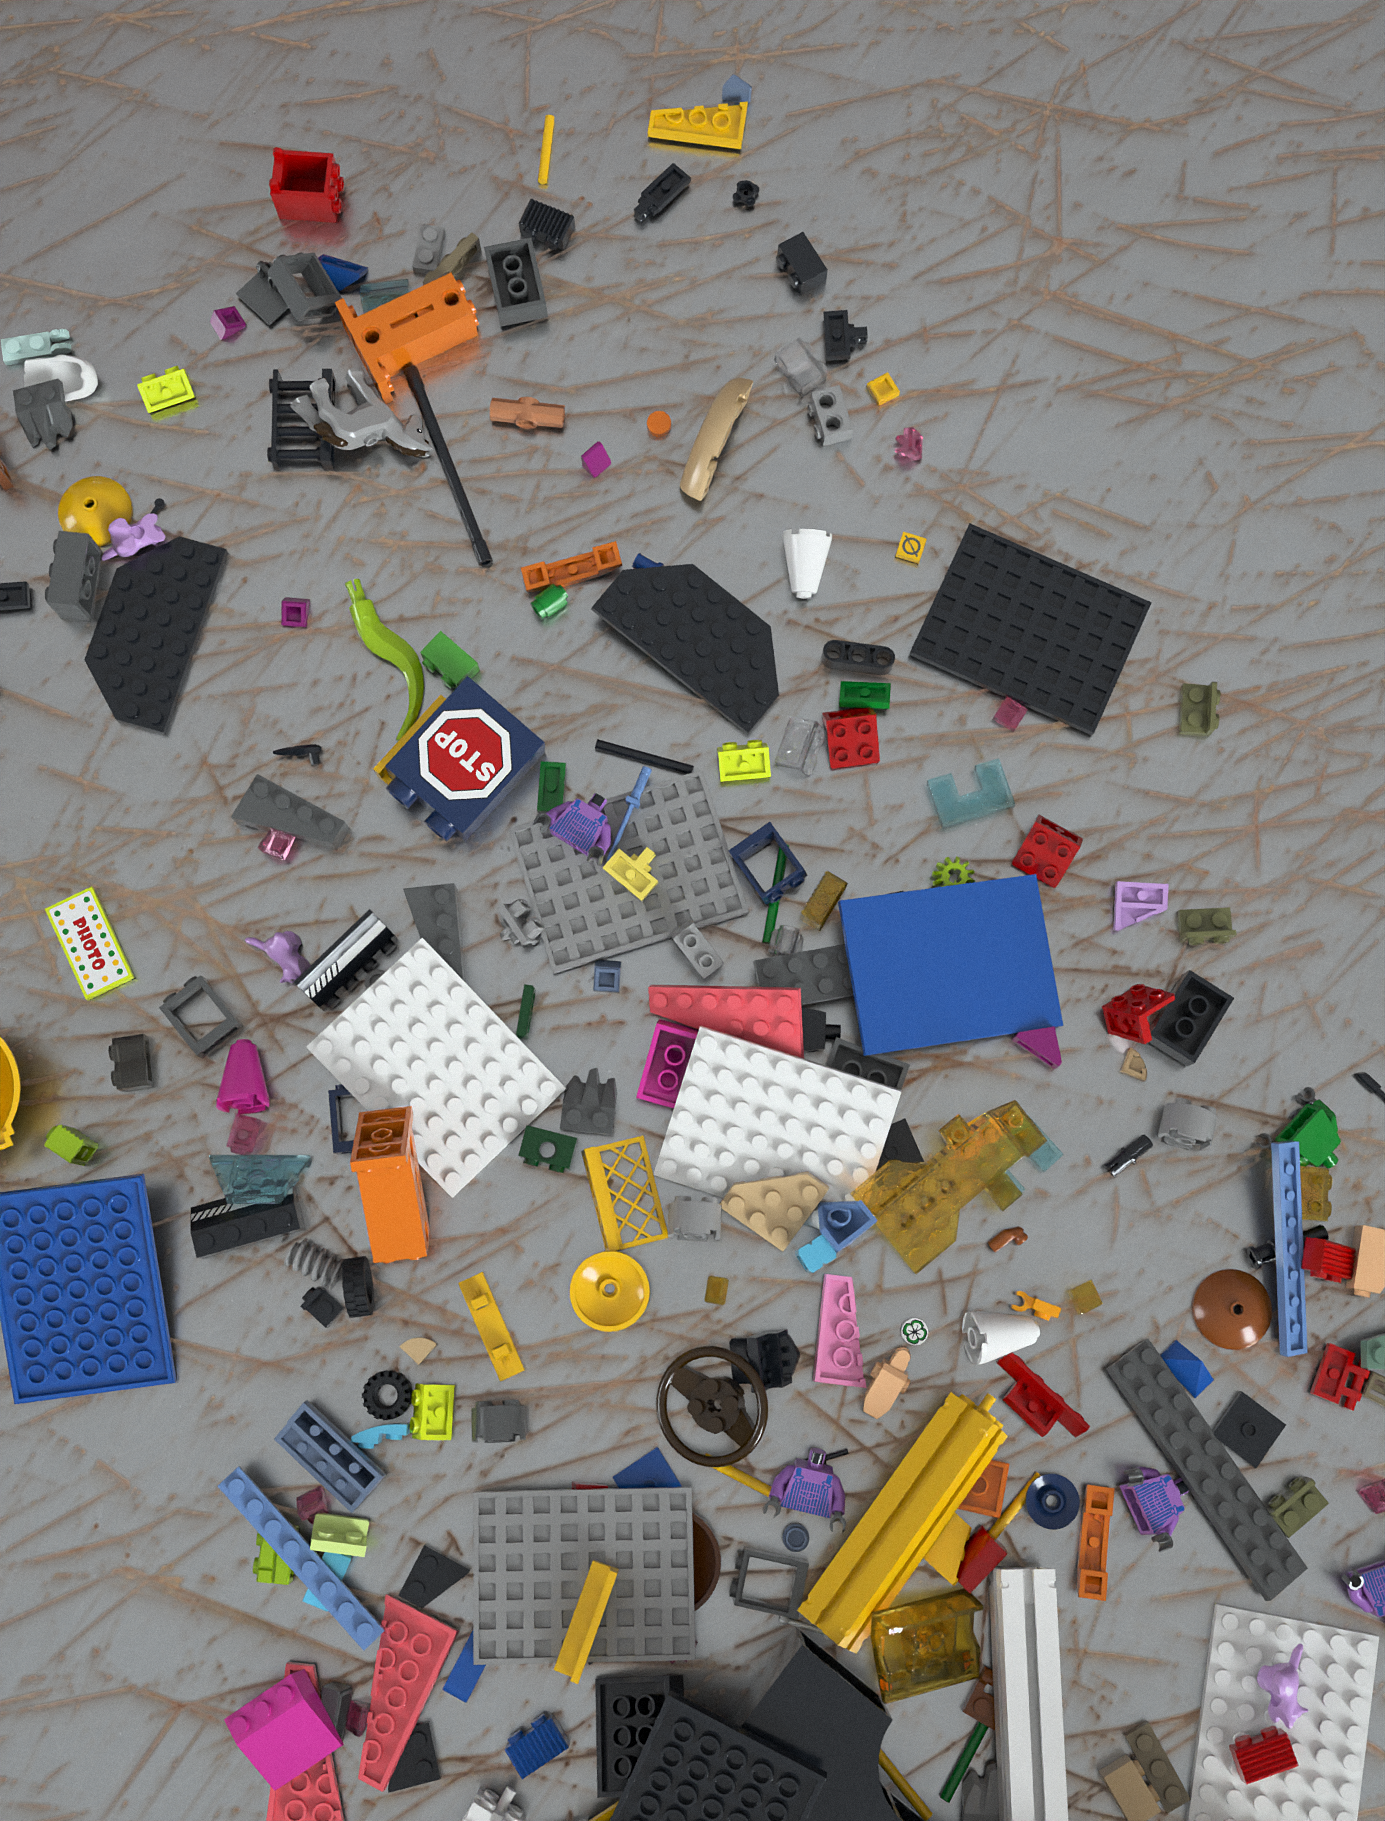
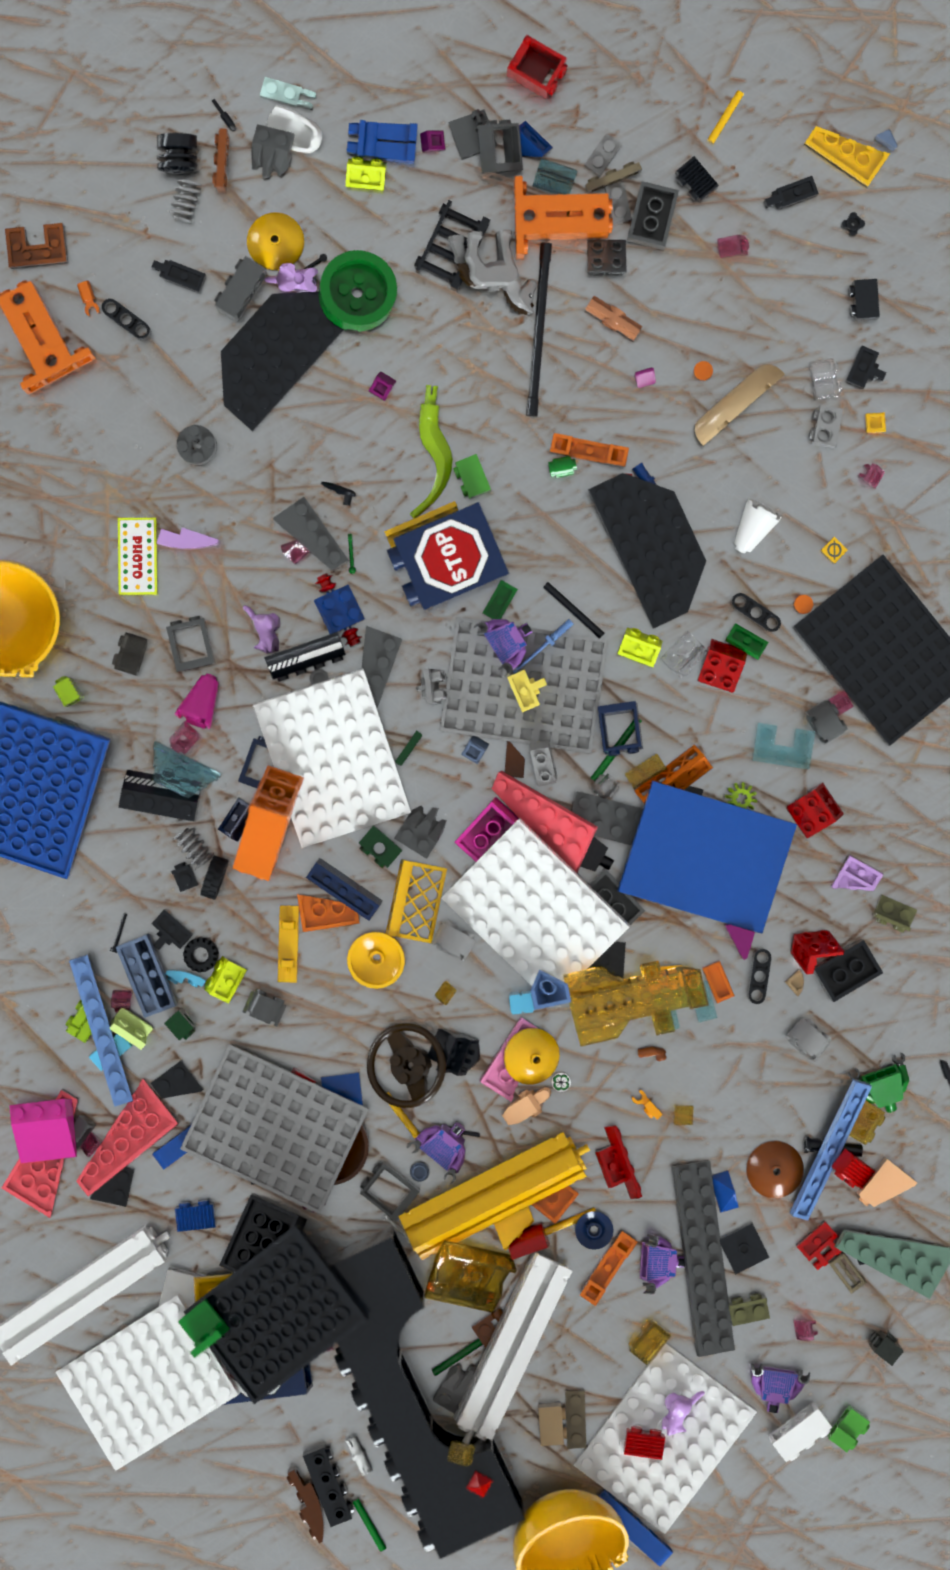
camera: 25 degrees right, 10 degrees up
(90, 782) = (194, 434): none -> dark grey brick
(139, 894) = (186, 540): none -> lavender slope
(170, 344) = (384, 141): none -> blue hips
(211, 494) = (363, 272): none -> green brick
(273, 1443) = (113, 949): none -> black piece
(335, 1384) = (170, 931): none -> black hinge
(351, 1208) = (236, 819): none -> dark blue slope
(358, 836) = (352, 569): none -> green hinge
(363, 887) = (339, 609): none -> blue plate
(401, 1498) = (181, 1024): none -> dark green brick
(418, 1348) = (234, 934): tan tile -> none
(475, 291) = (620, 207): none -> light grey plate
(487, 351) = (606, 257): none -> dark grey hinge
(519, 1265) = (324, 913): none -> orange wing
(528, 1222) = (344, 889): none -> dark blue panel
(586, 1620) = (263, 1157): yellow fence -> none
(623, 275) = (733, 246): none -> clear pink bracket
(661, 967) = (514, 761): none -> reddish brown tile
(775, 1205) = (510, 957): tan plate -> none
(847, 1316) = (524, 1048): none -> yellow dish
(875, 880) = (688, 773): none -> orange fence
(904, 1786) = (411, 1351): yellow bar -> none
(908, 623) = (803, 604): none -> orange tile
(996, 1334) = (613, 1110): white cone -> none
(1006, 738) = (825, 721): none -> dark grey brick
(1042, 1111) = (718, 981): none -> orange tile
(1090, 1066) = (759, 966): none -> black beam
(1129, 1155) = (760, 1039): black axle -> none
(1195, 1612) = (648, 1341): none -> clear yellow brick

